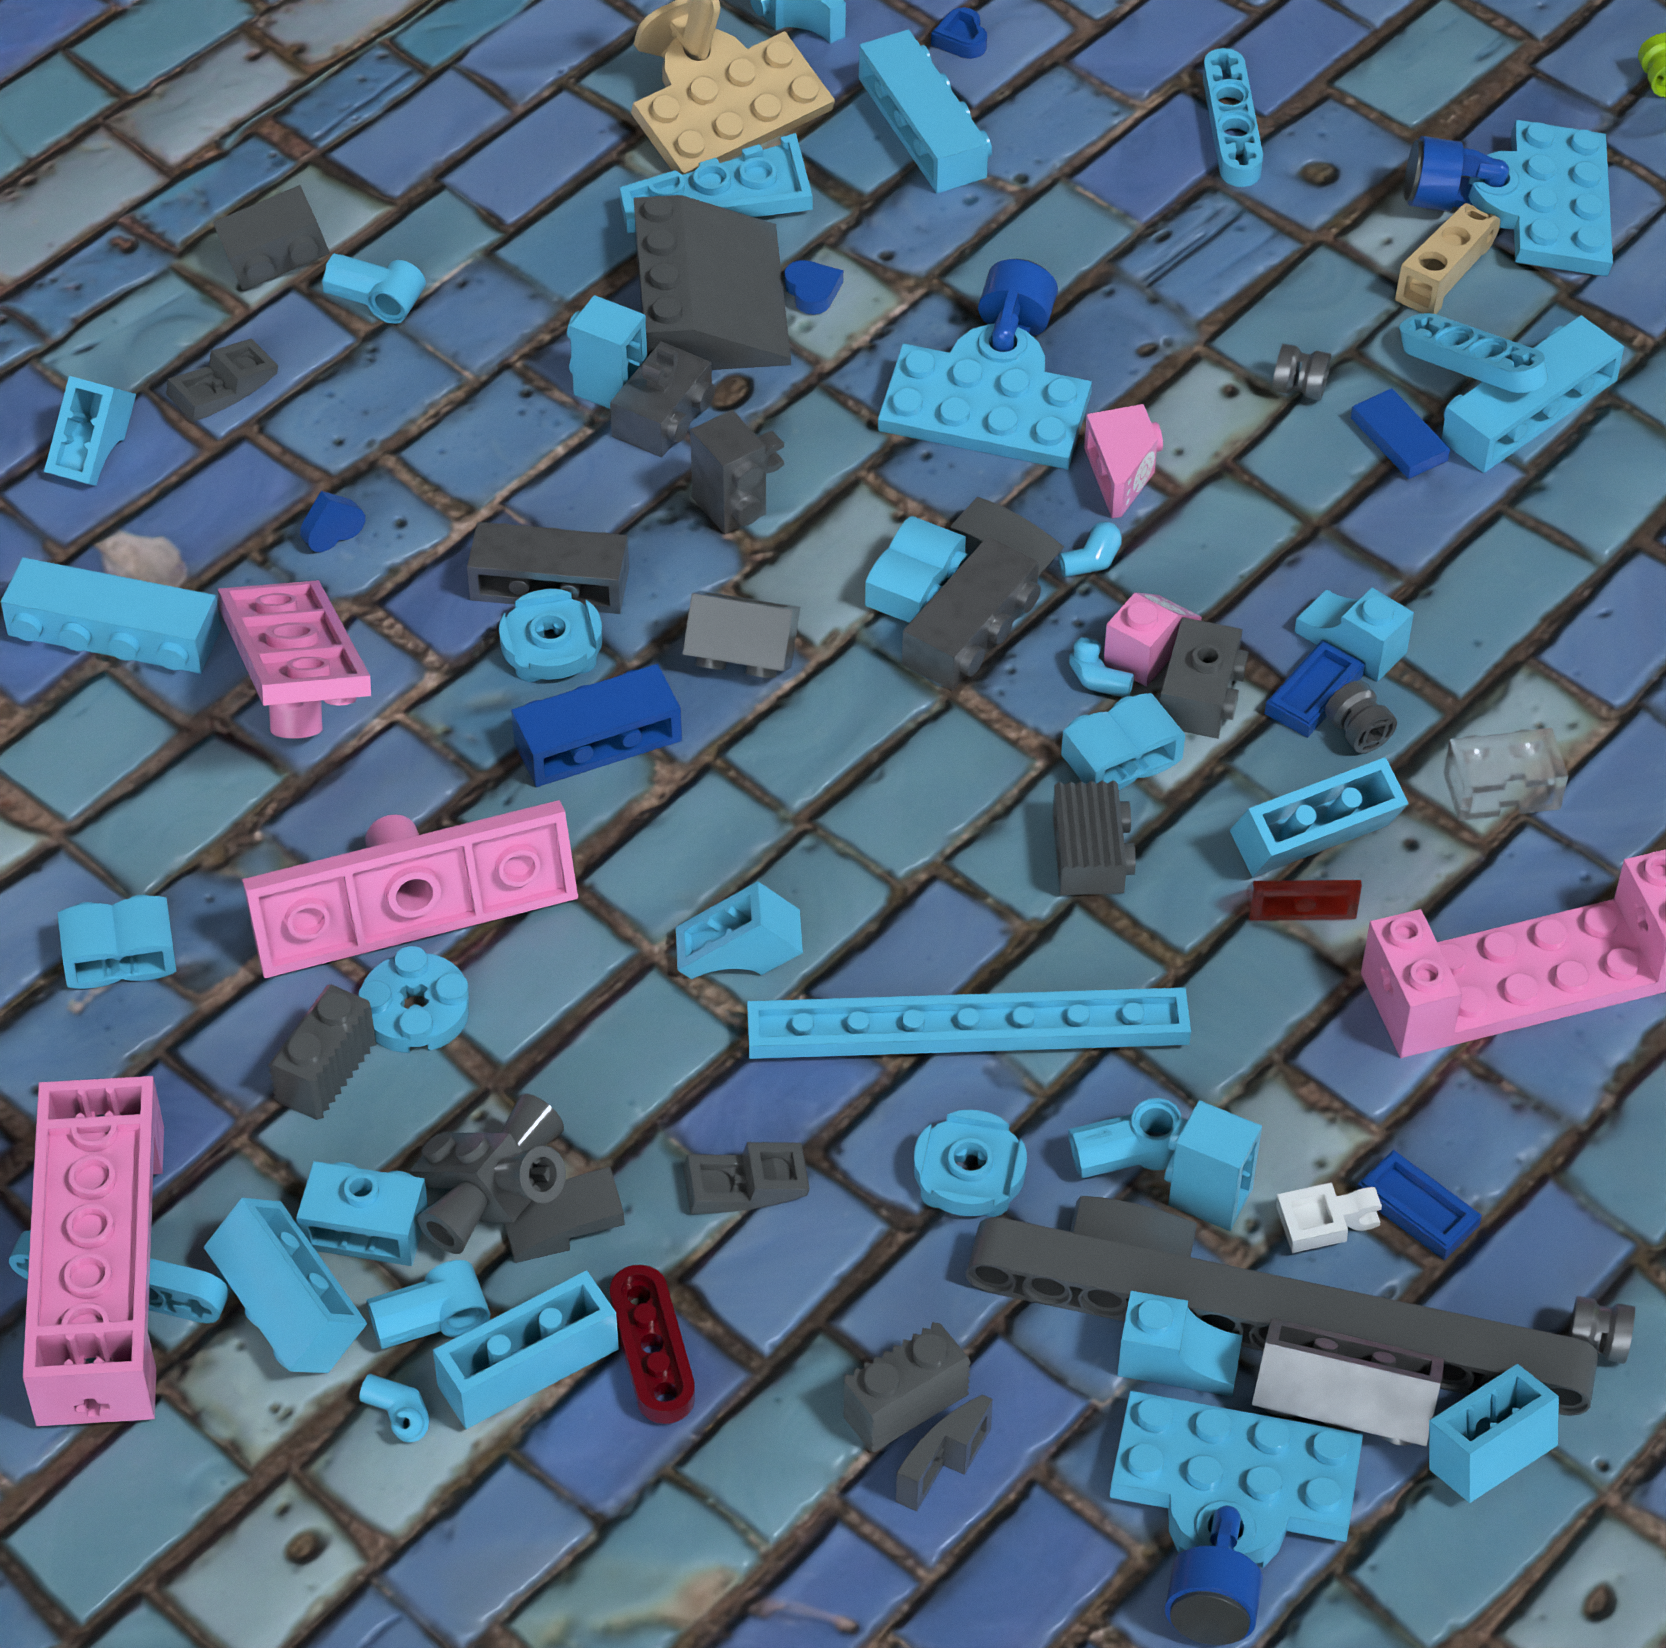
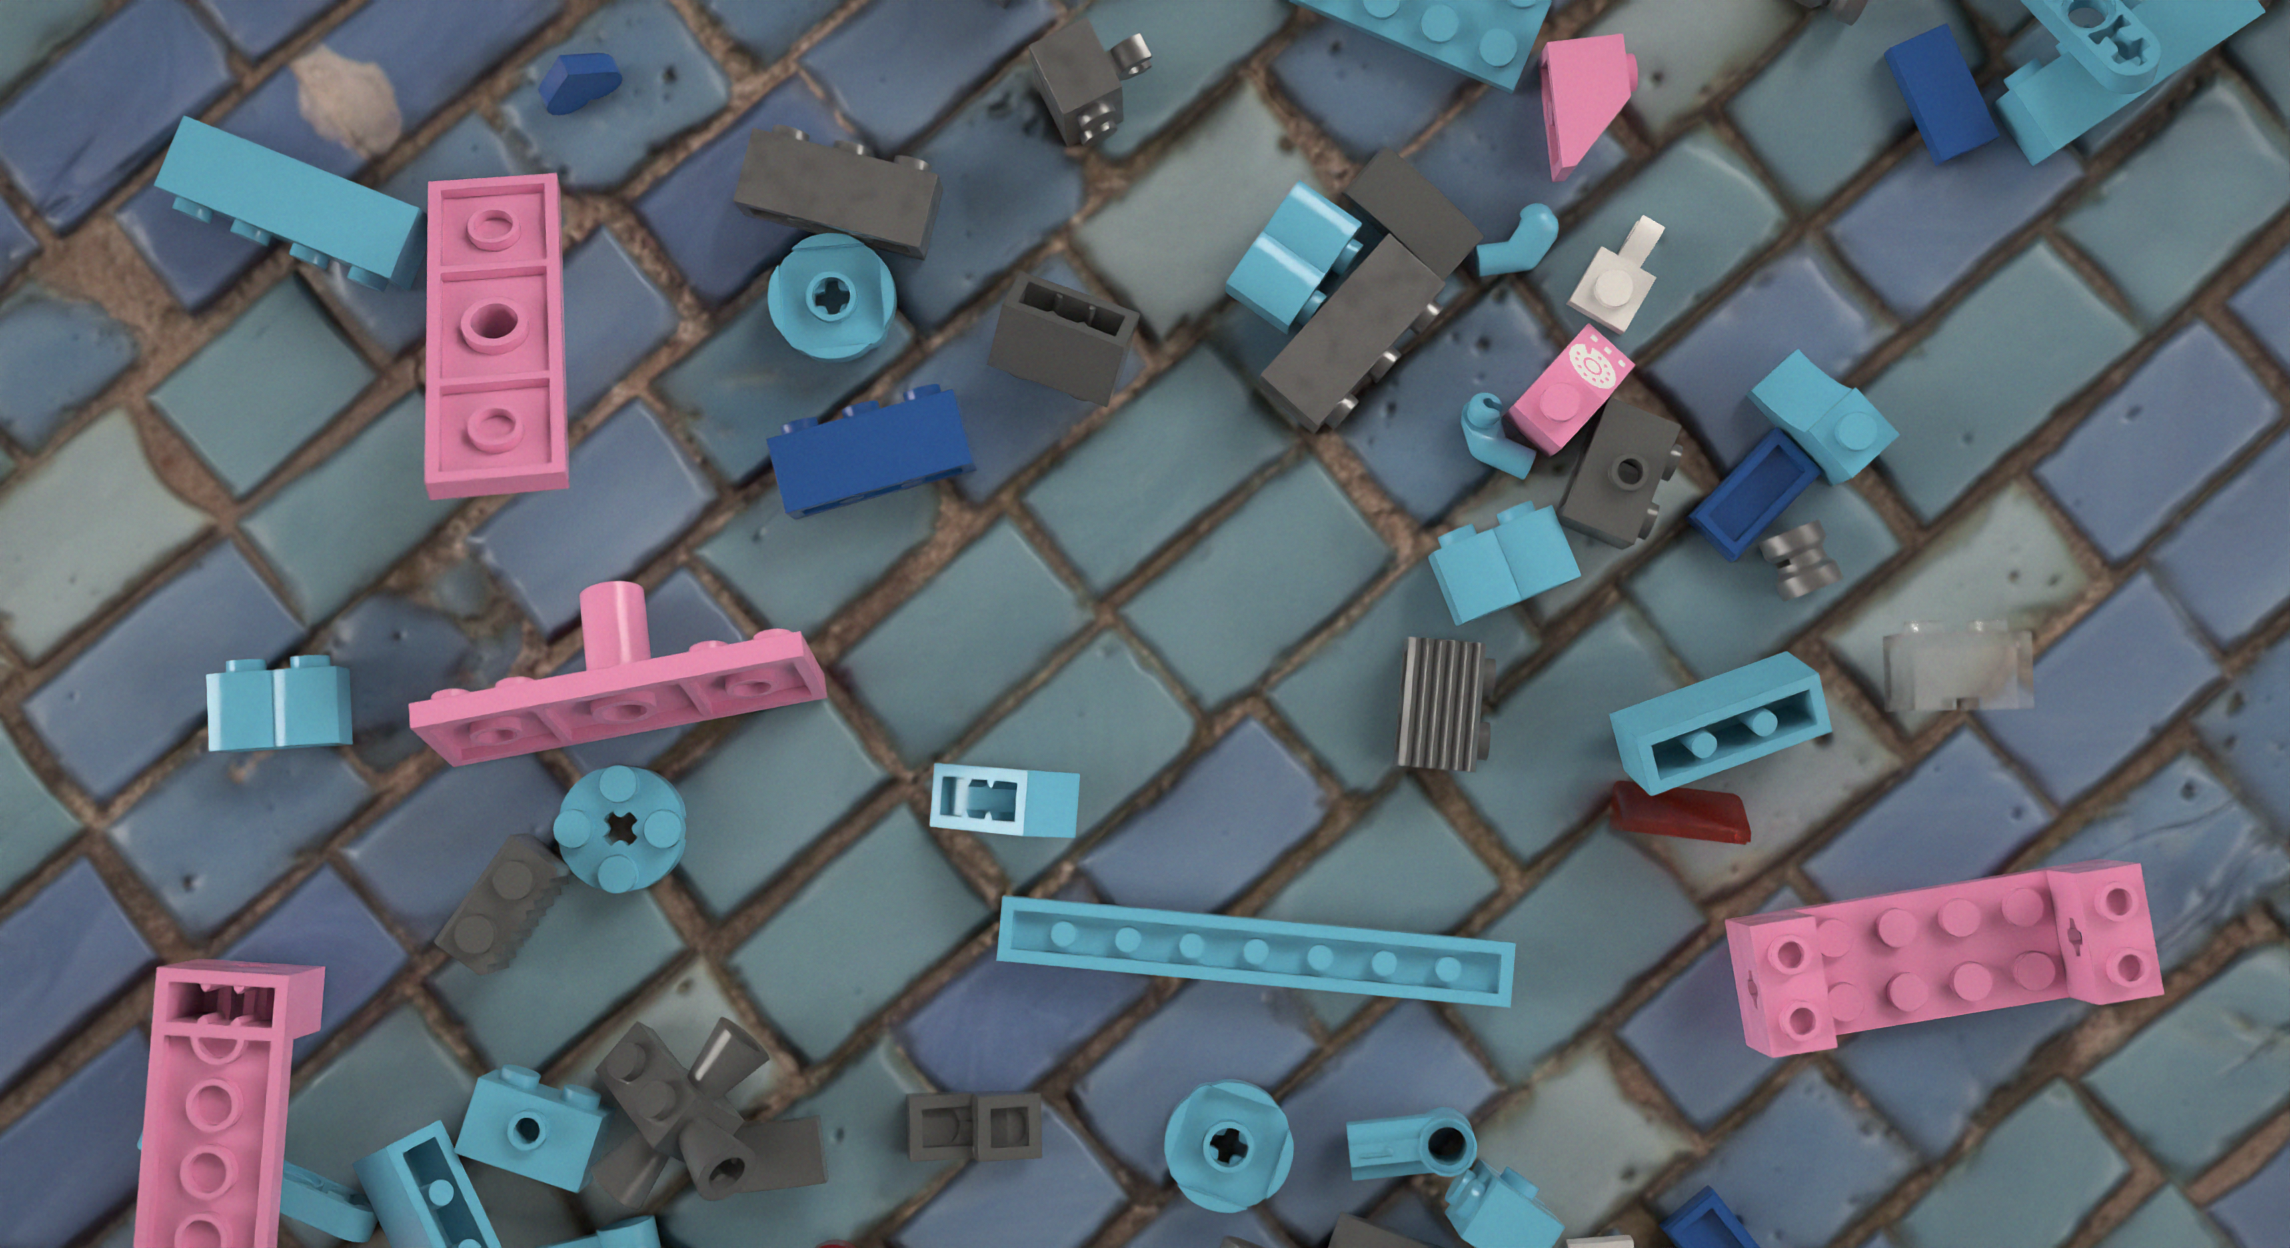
camera: 10 degrees right, 35 degrees up
(1175, 568) = (1615, 282): none -> white plate

